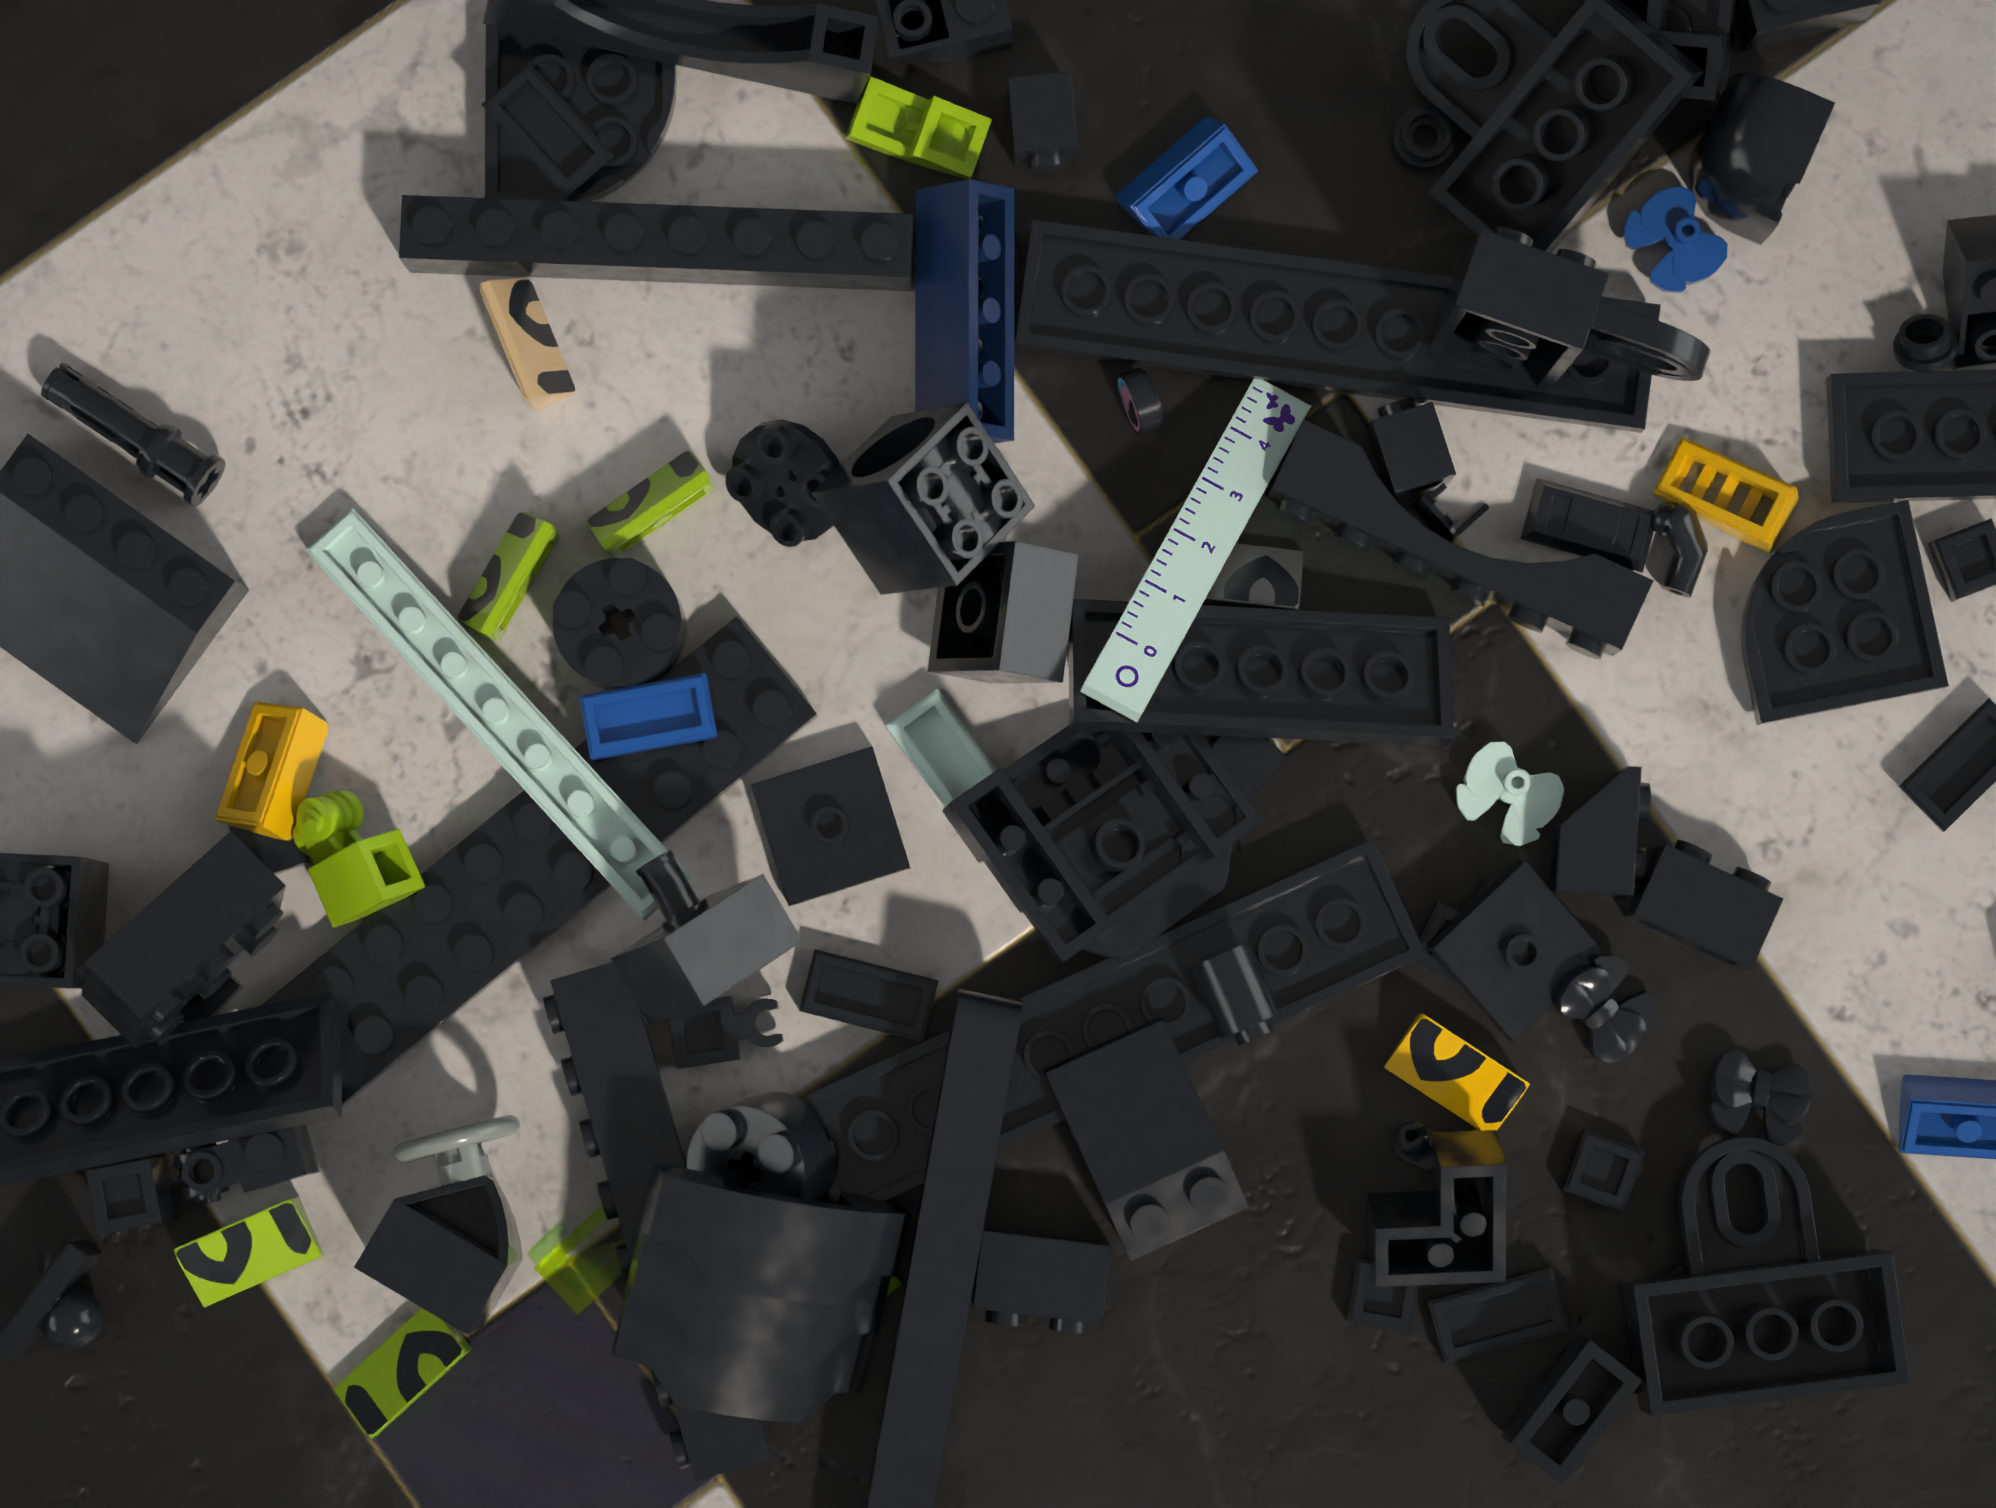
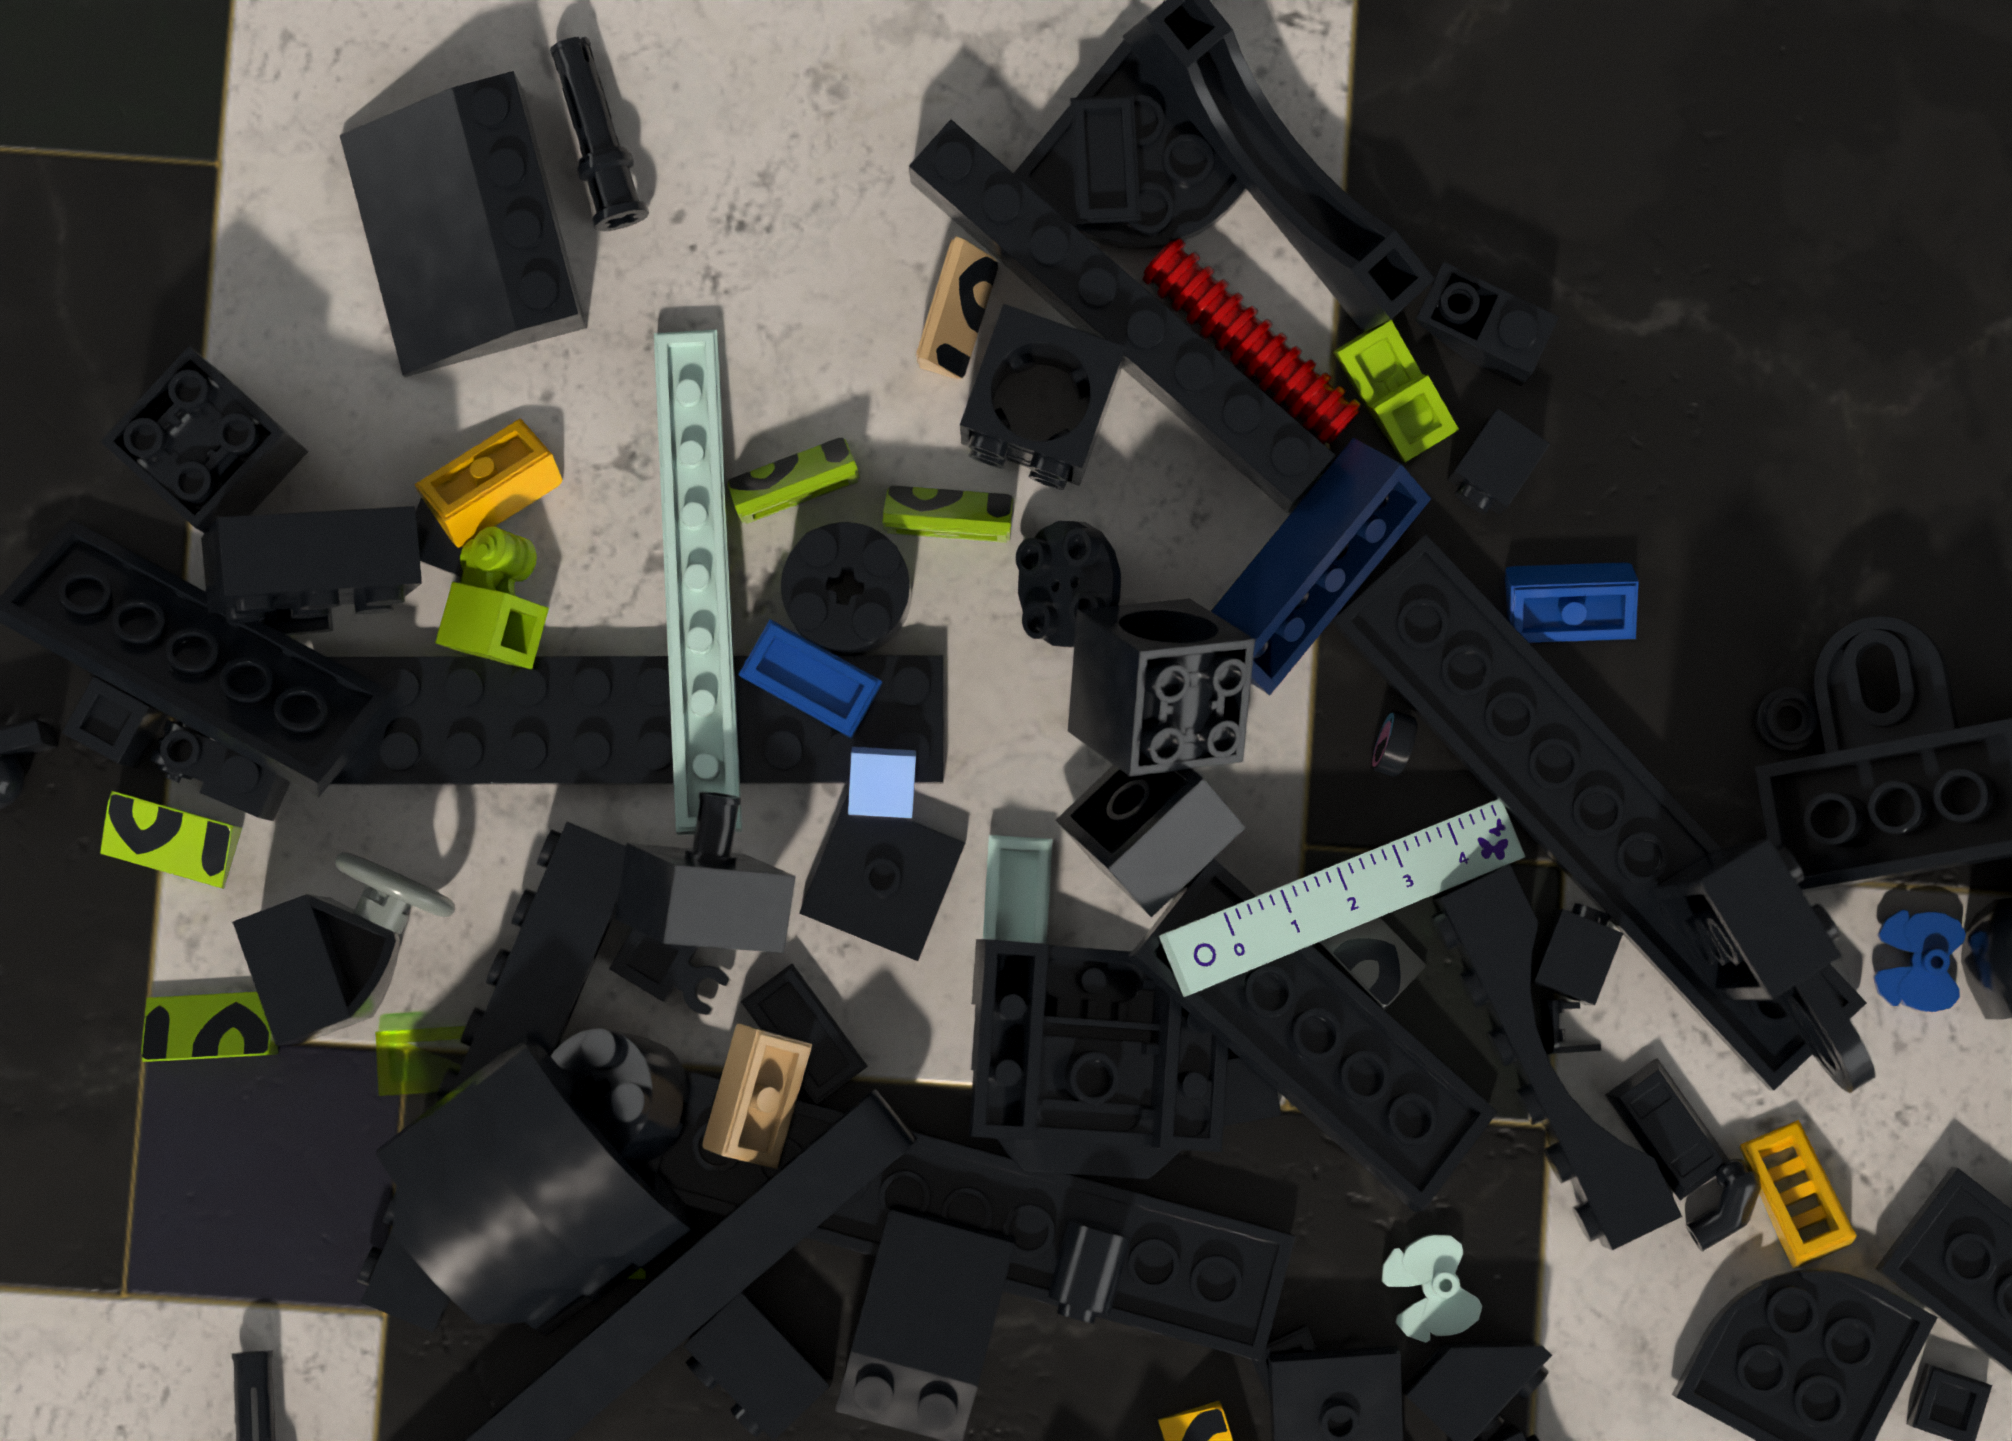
camera: 40 degrees right, 0 degrees up
(598, 327) = (1015, 346): none -> black brick
(770, 751) = (882, 782): none -> light blue tile
(774, 180) = (1250, 341): none -> red piece
(871, 1071) = (756, 1096): none -> tan slope

